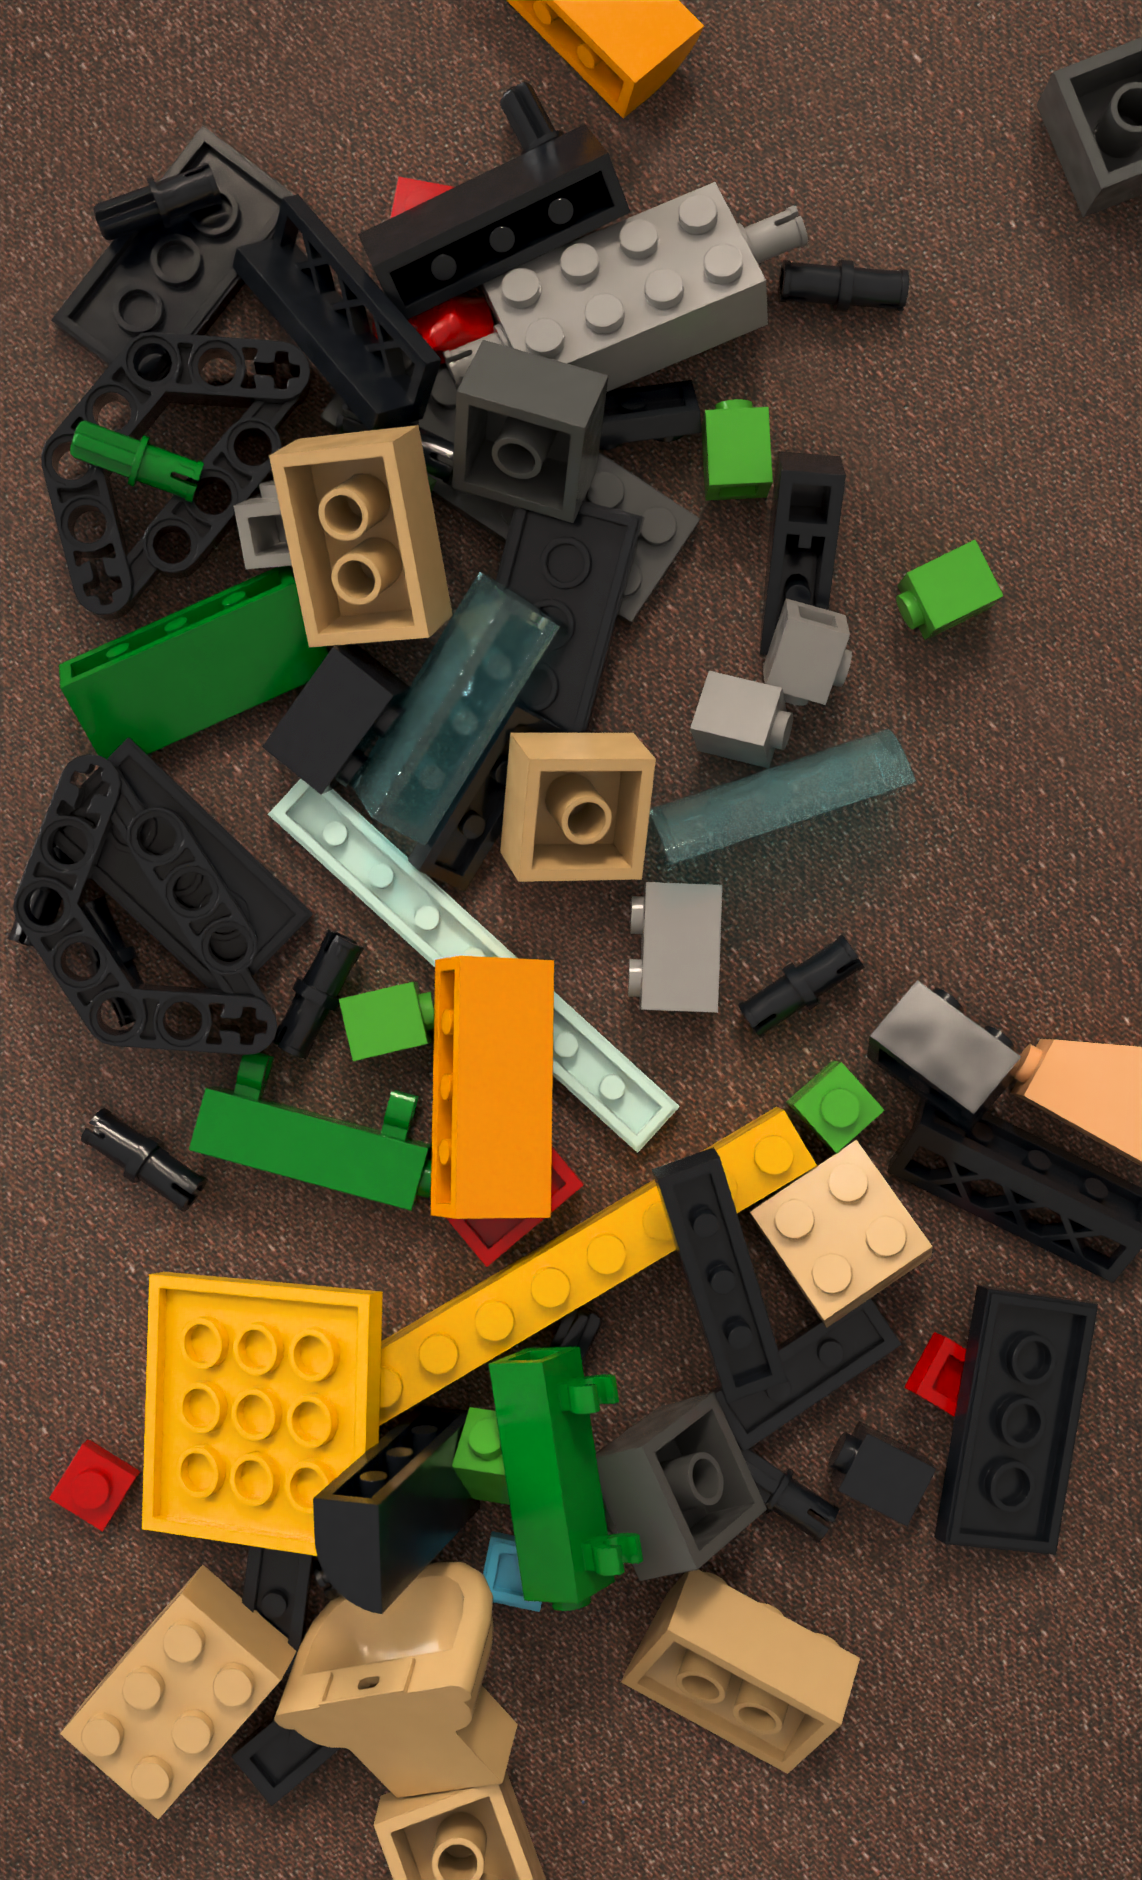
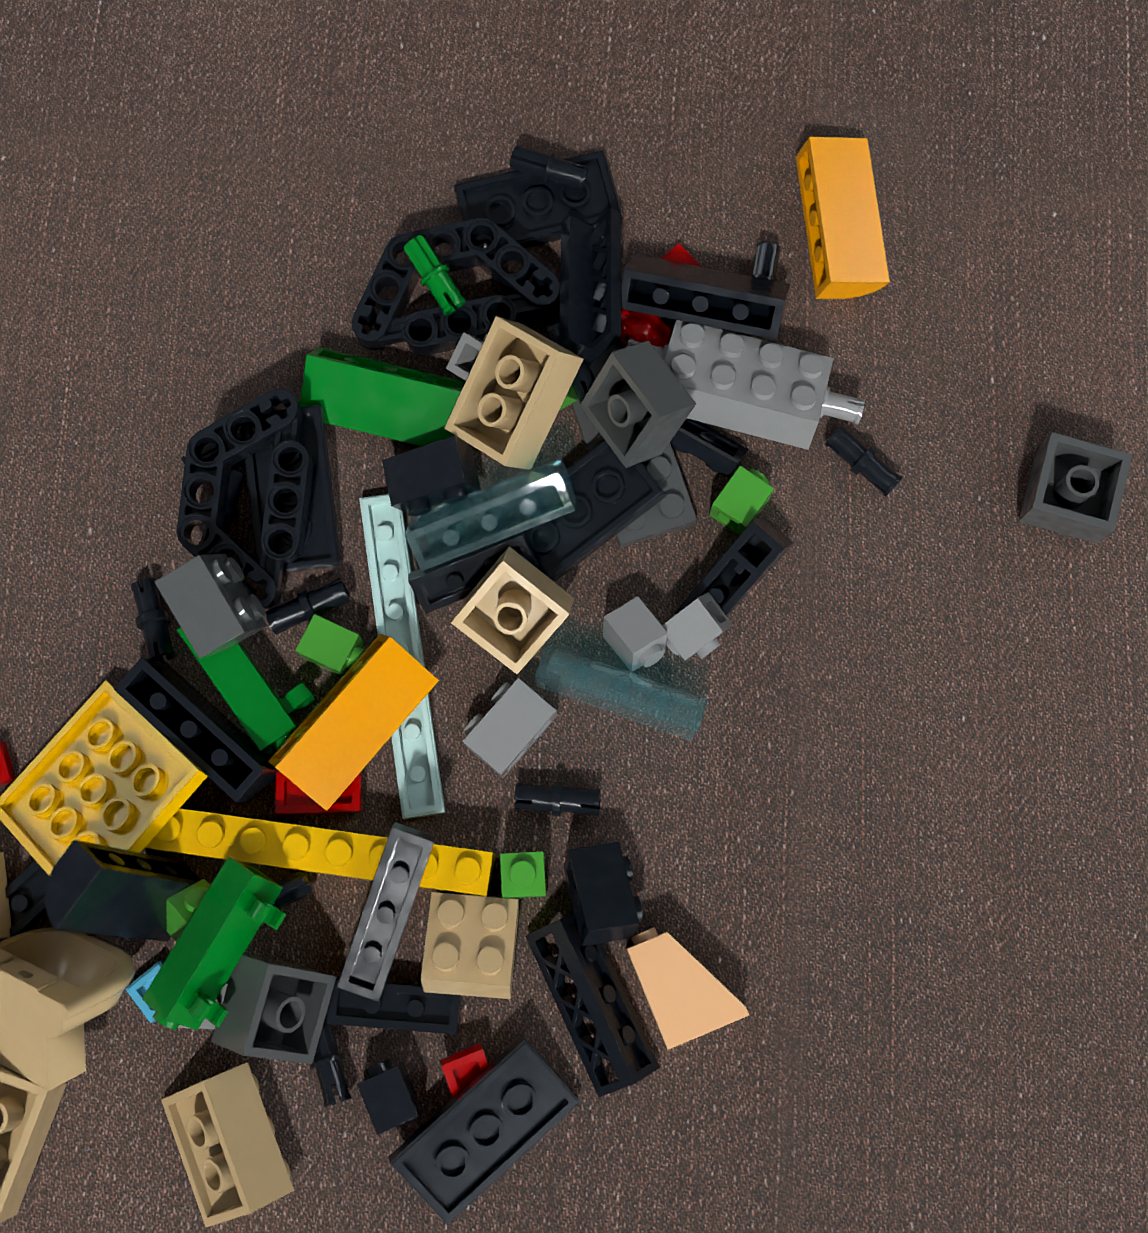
camera: 40 degrees right, 10 degrees down
(220, 1089) = (212, 603): none -> dark grey brick
(312, 1244) = (197, 729): none -> black brick
(947, 591) = (797, 654): bright green brick -> none

